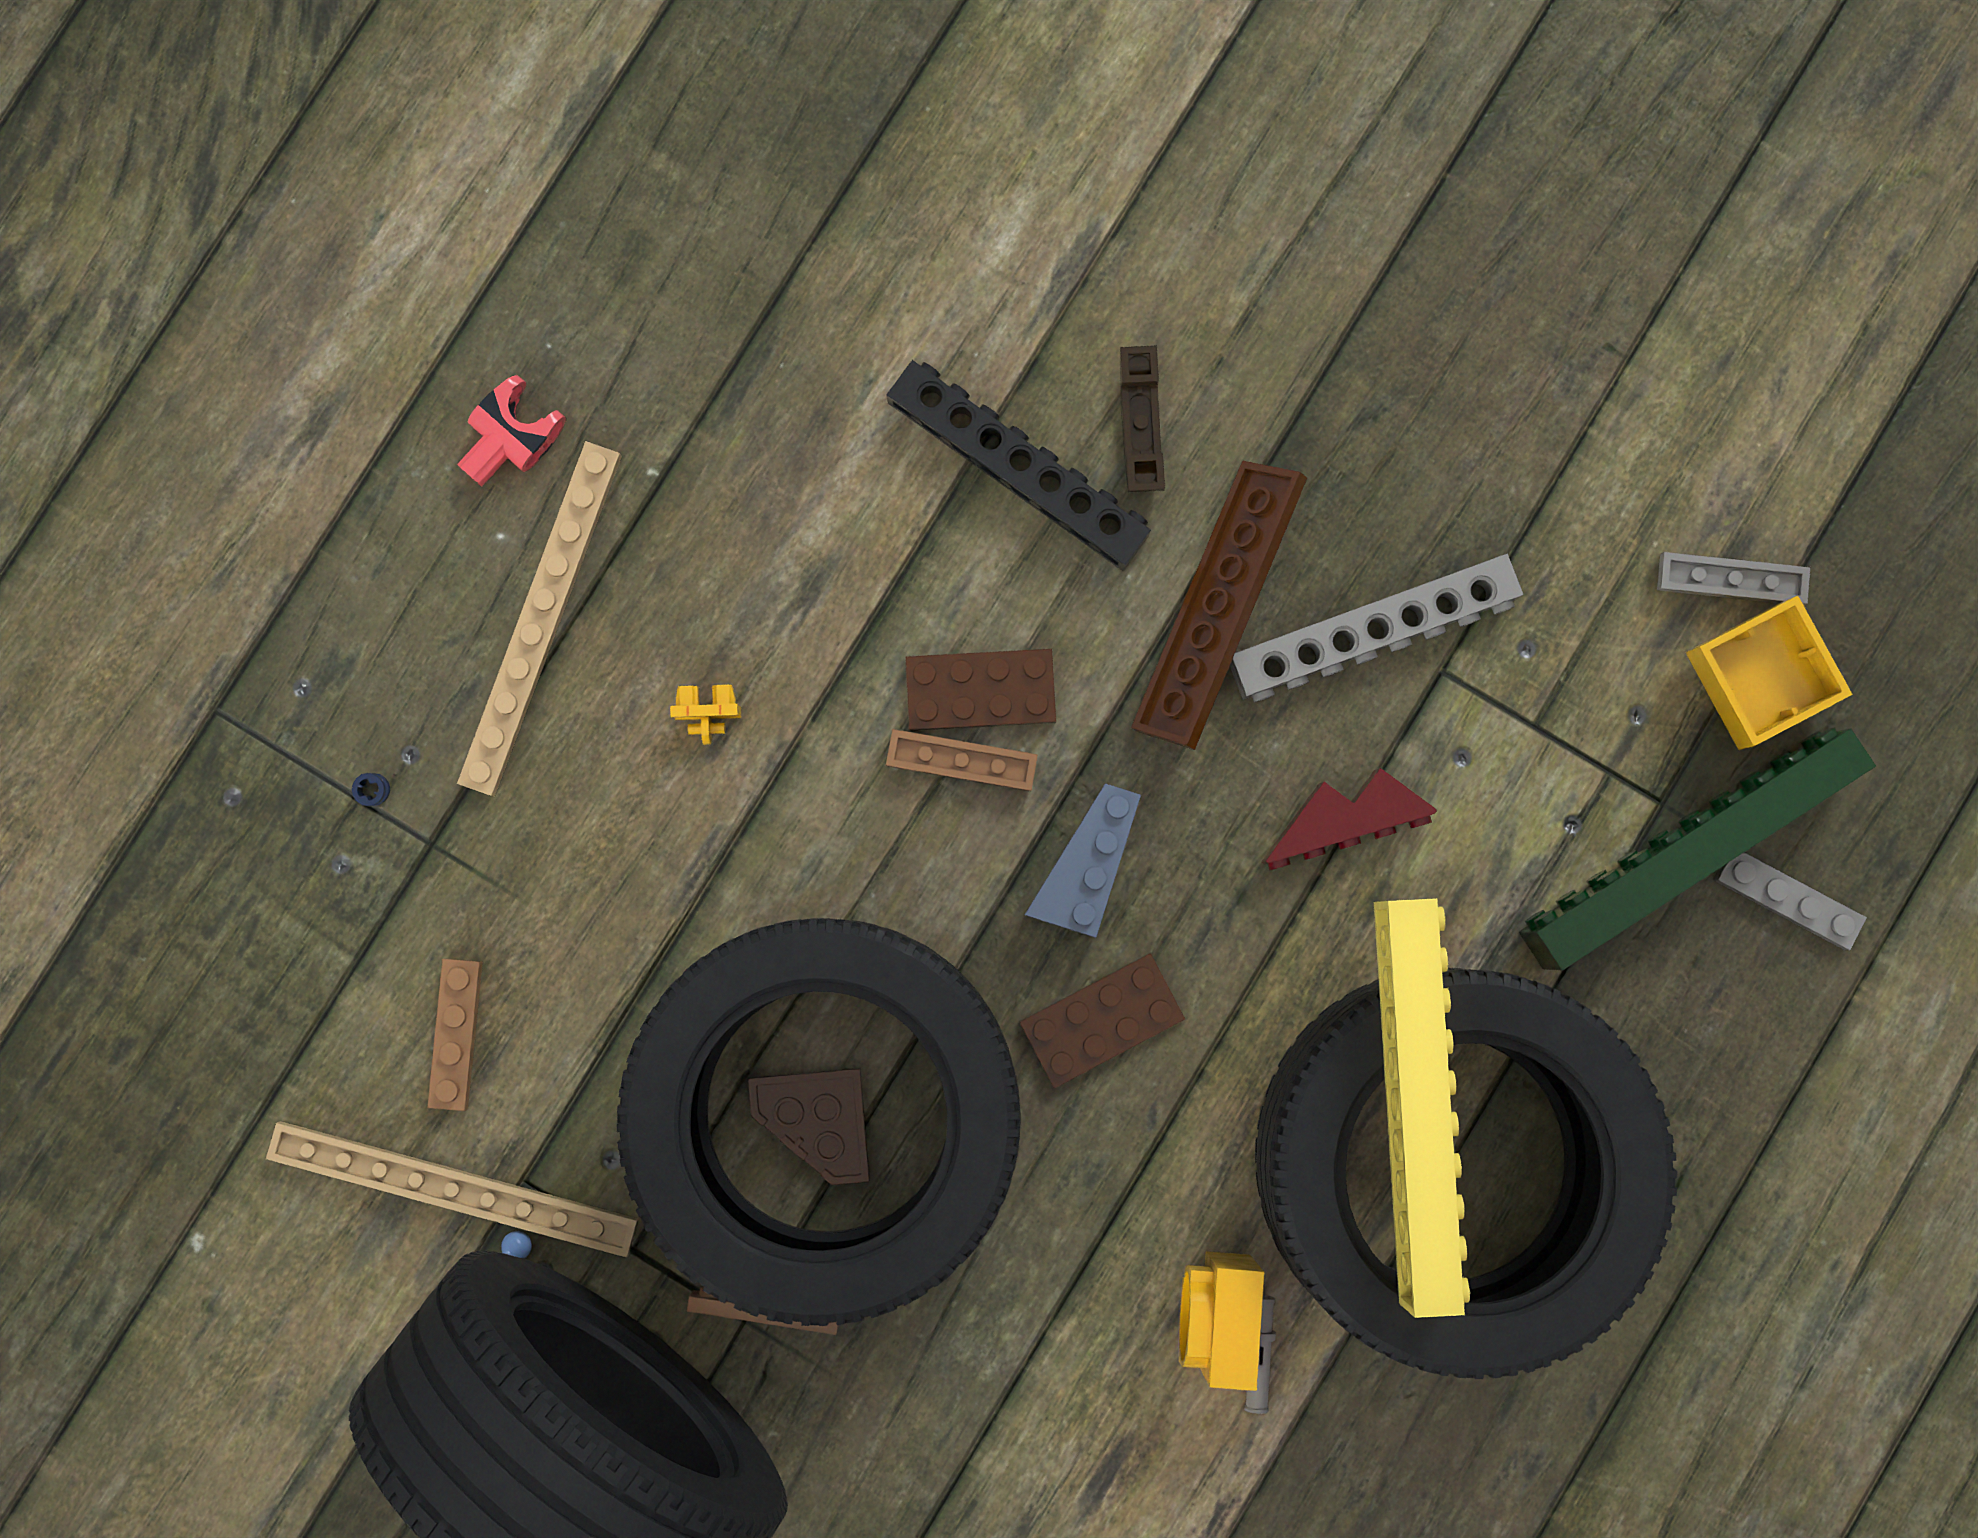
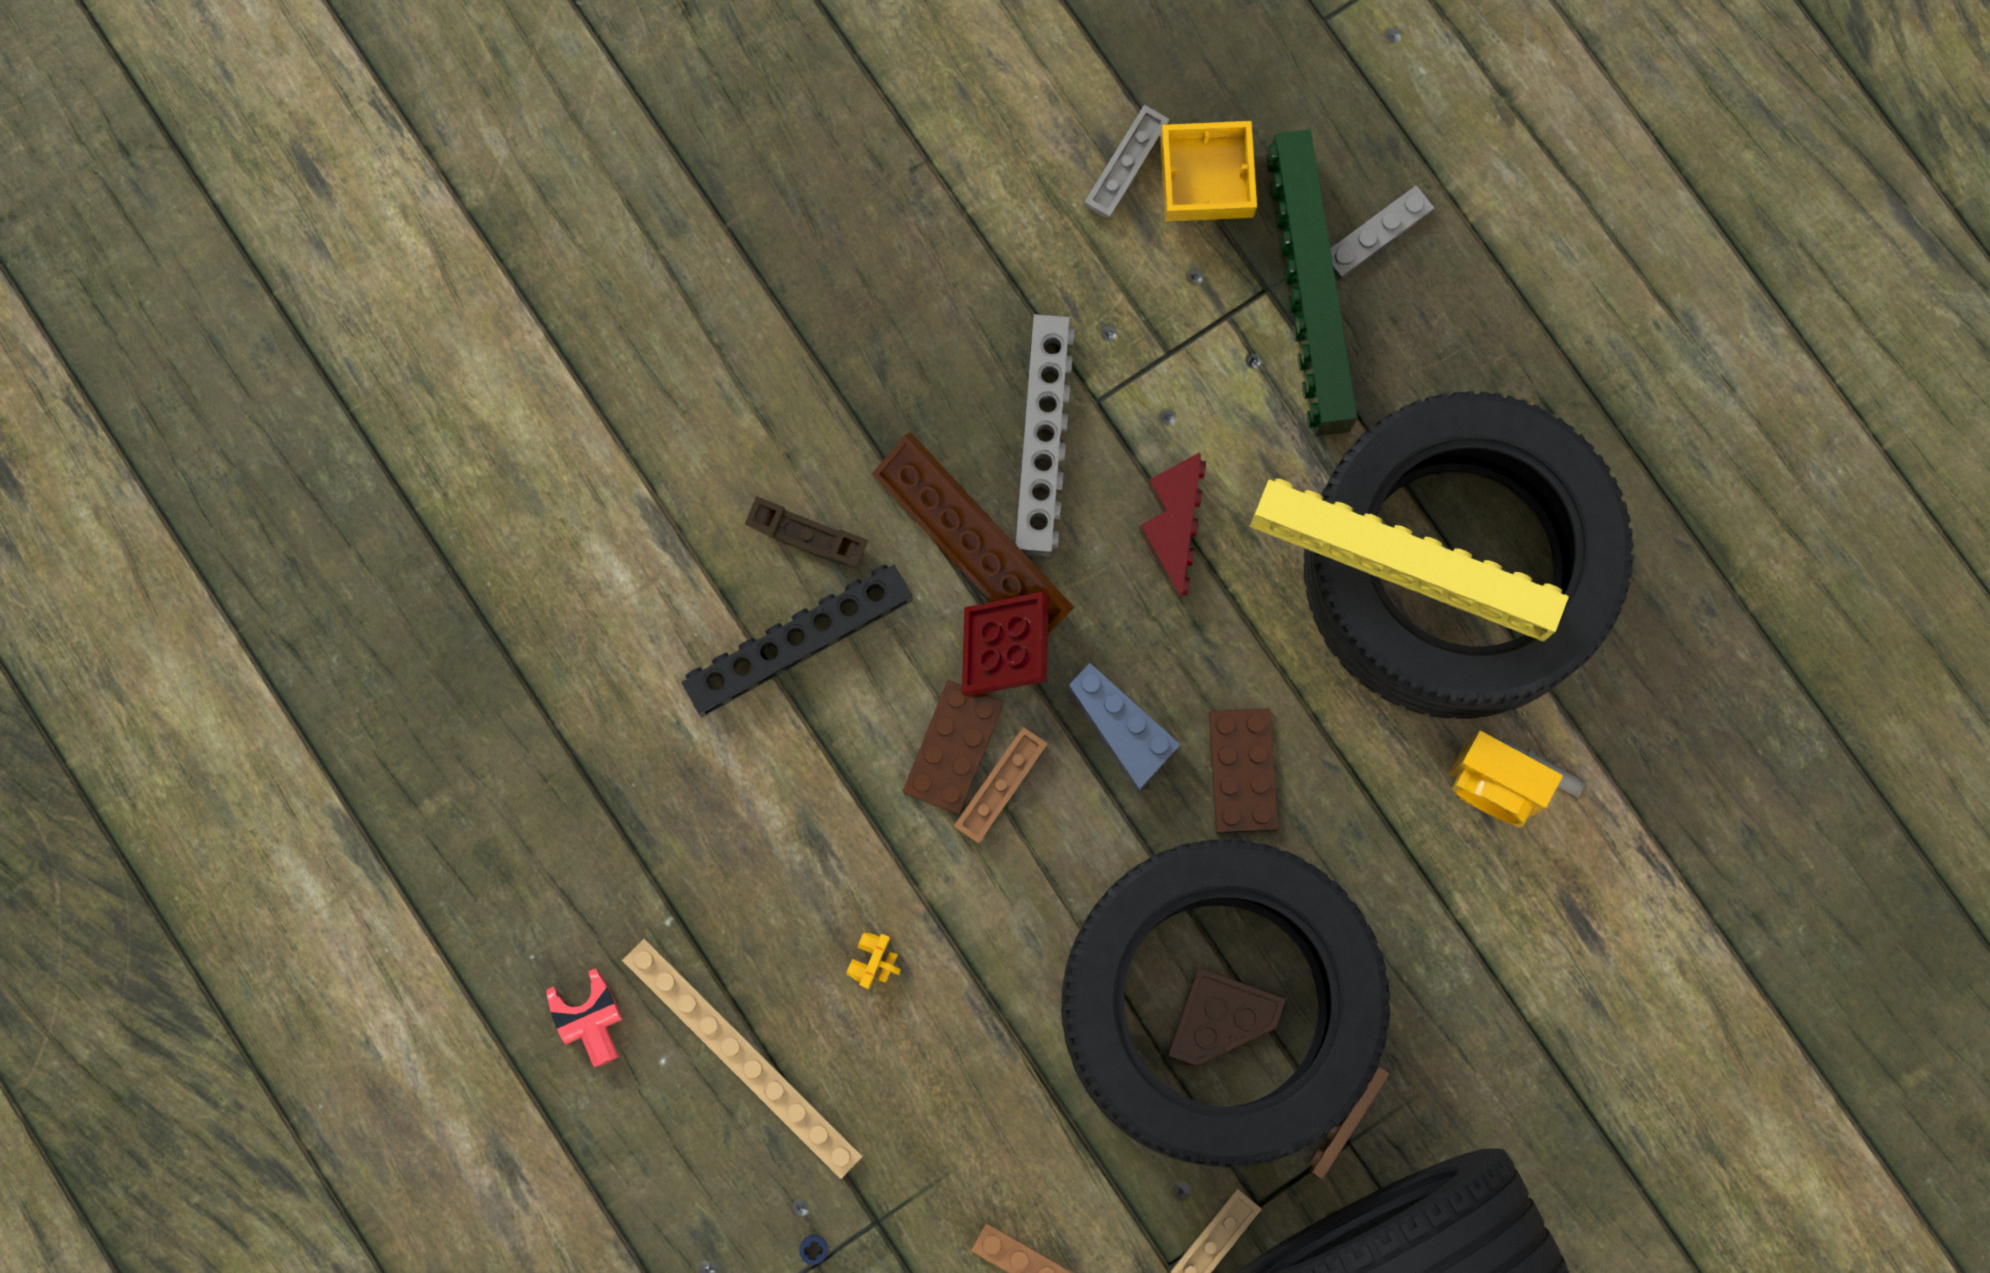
camera: 65 degrees left, 5 degrees down
(1118, 692) = (1005, 644): none -> dark red plate

